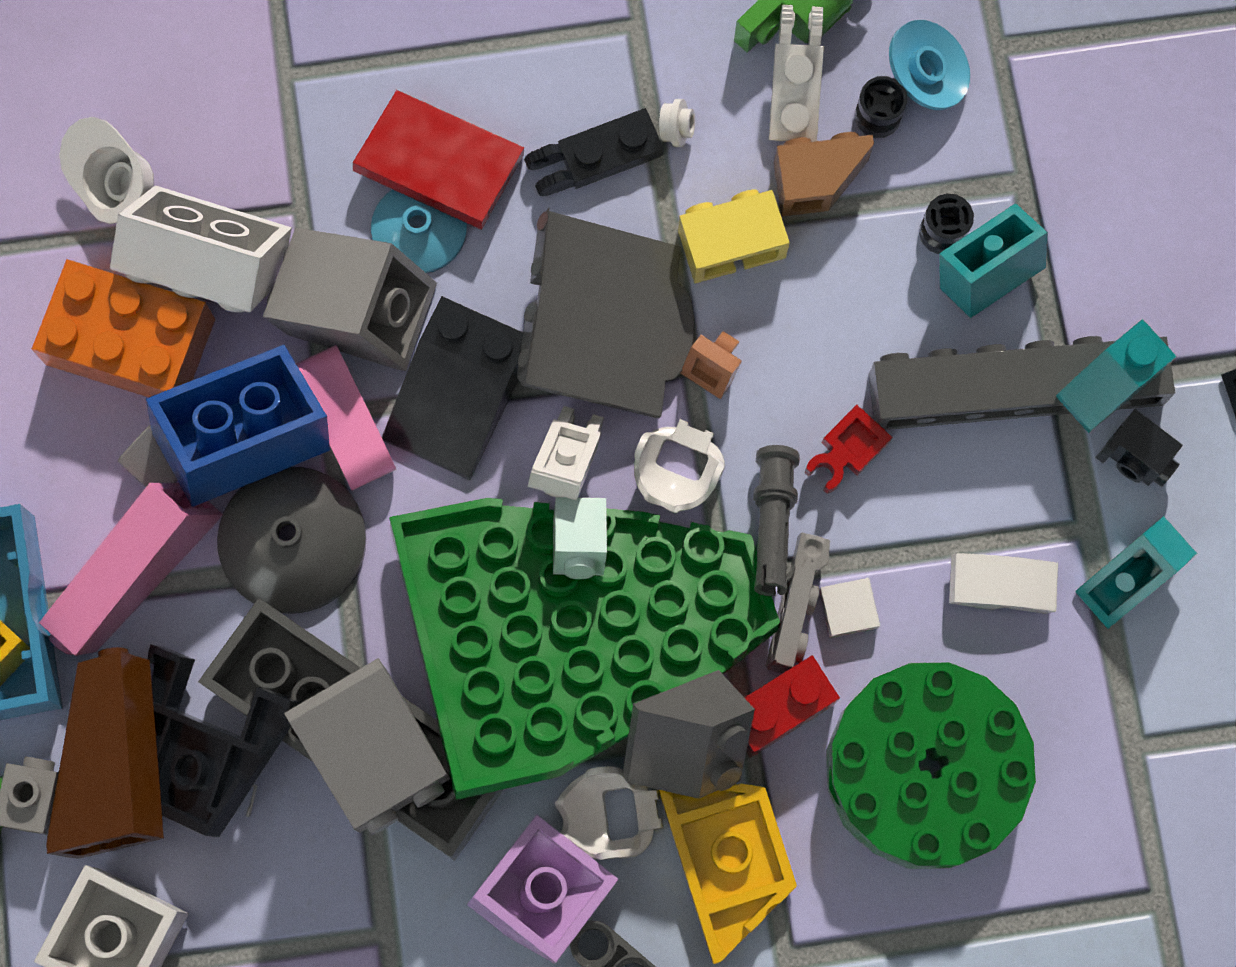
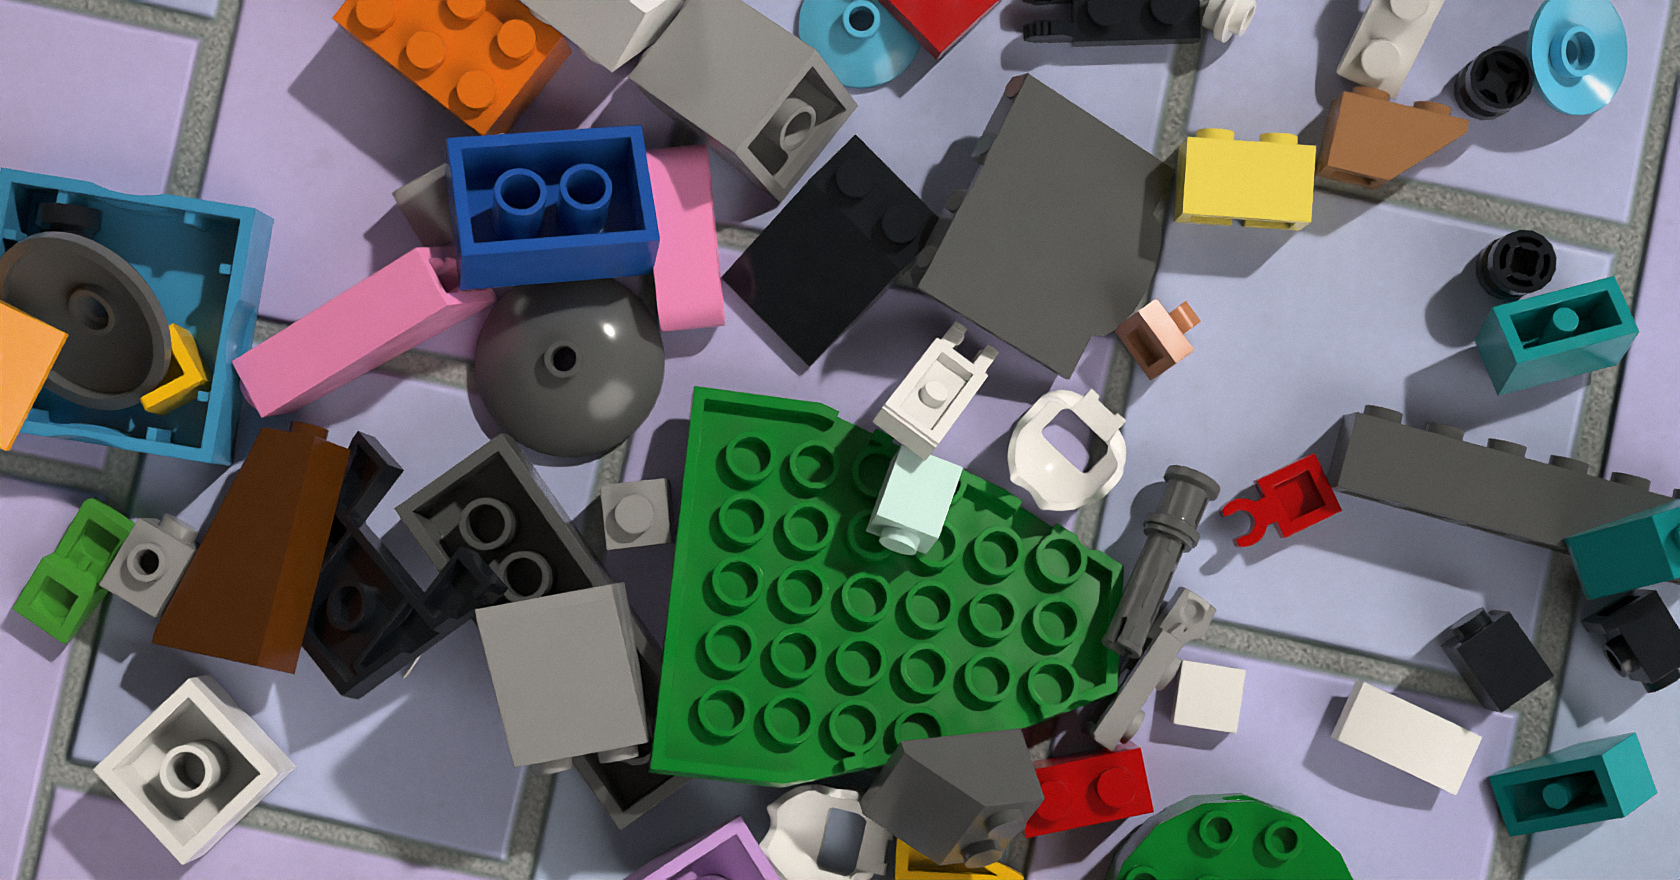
camera: 25 degrees right, 10 degrees up
(381, 626) = (638, 514): none -> light grey brick
(1043, 502) = (1495, 658): none -> black brick

